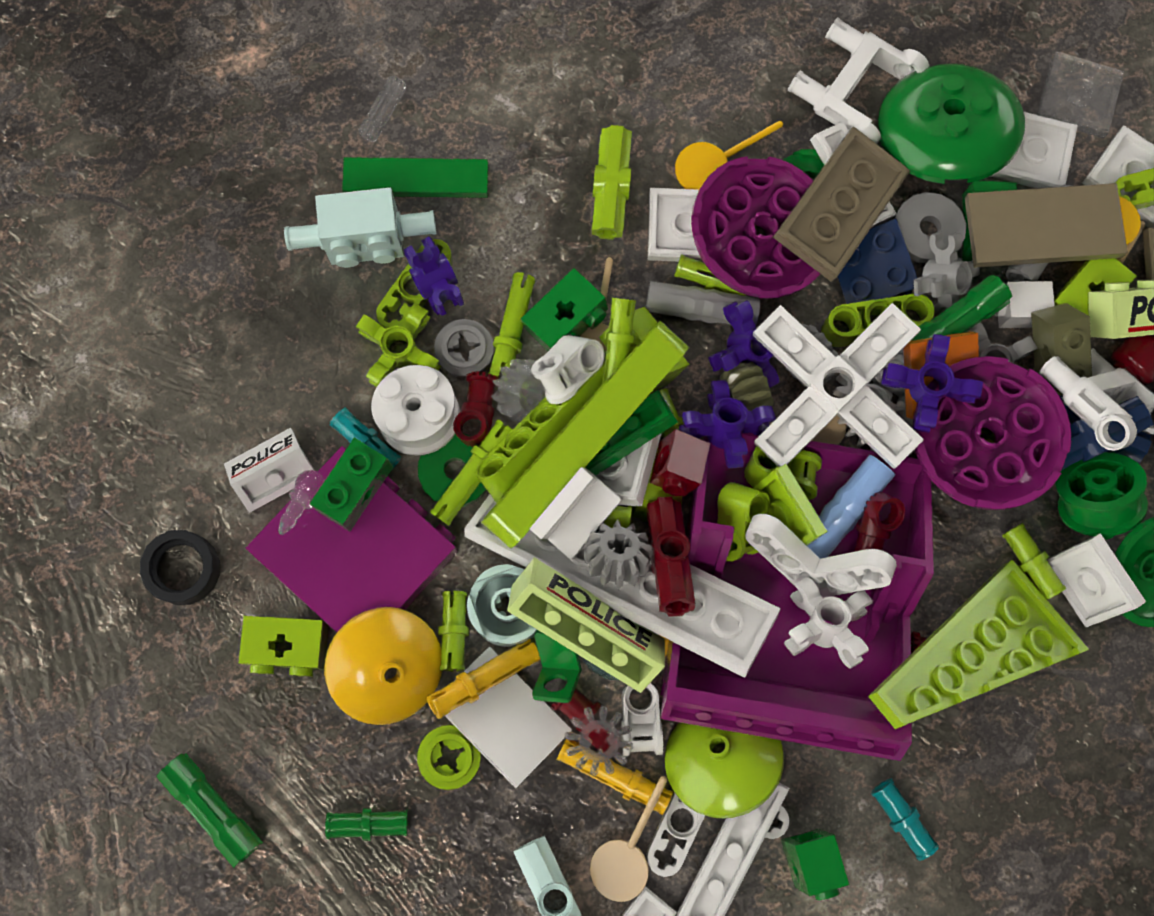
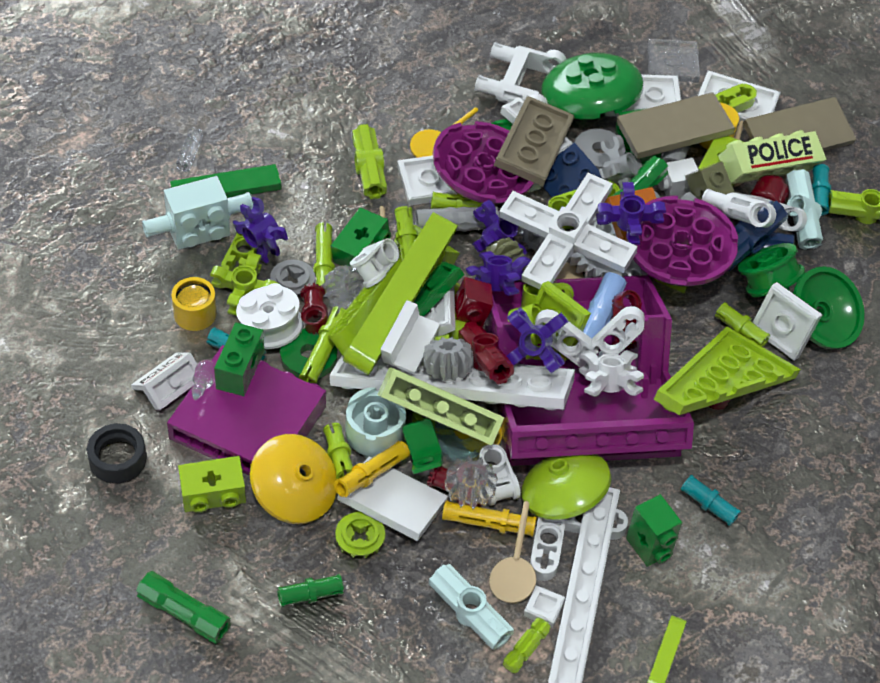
camera: 15 degrees left, 25 degrees down
(326, 364) = (194, 303): none -> yellow piece
(738, 566) = (550, 358): none -> dark purple pin

